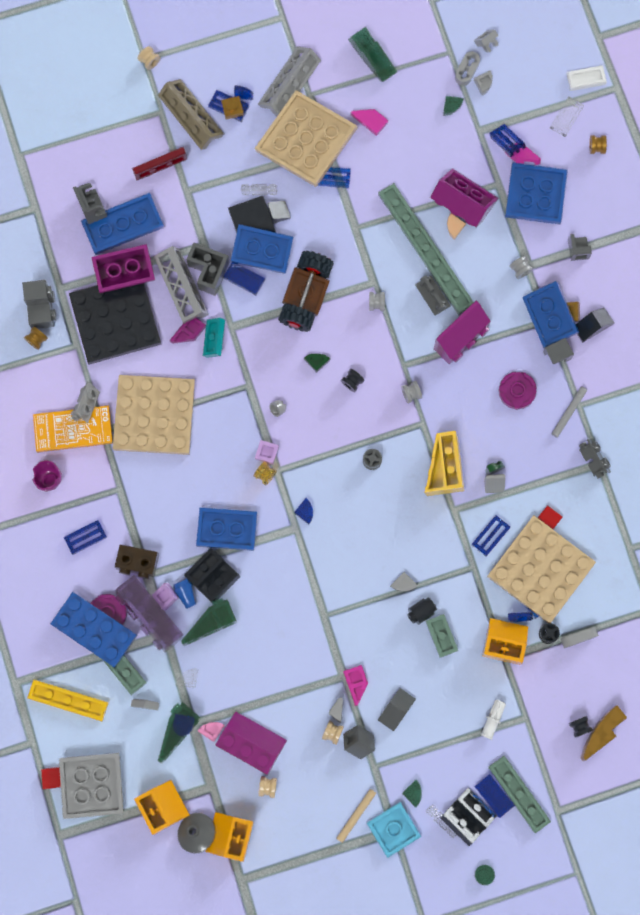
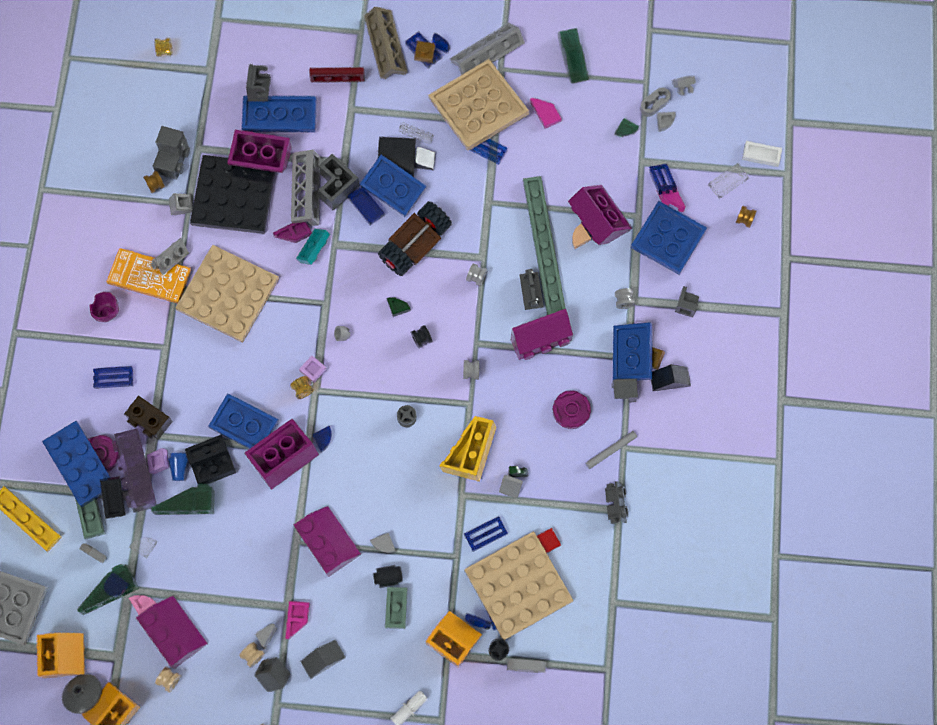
camera: 20 degrees right, 5 degrees down
(69, 348) = (180, 204): none -> light grey slope
(140, 647) = (112, 497): none -> black tile
(275, 541) = (281, 453): none -> magenta slope
(352, 602) = (327, 540): none -> magenta slope

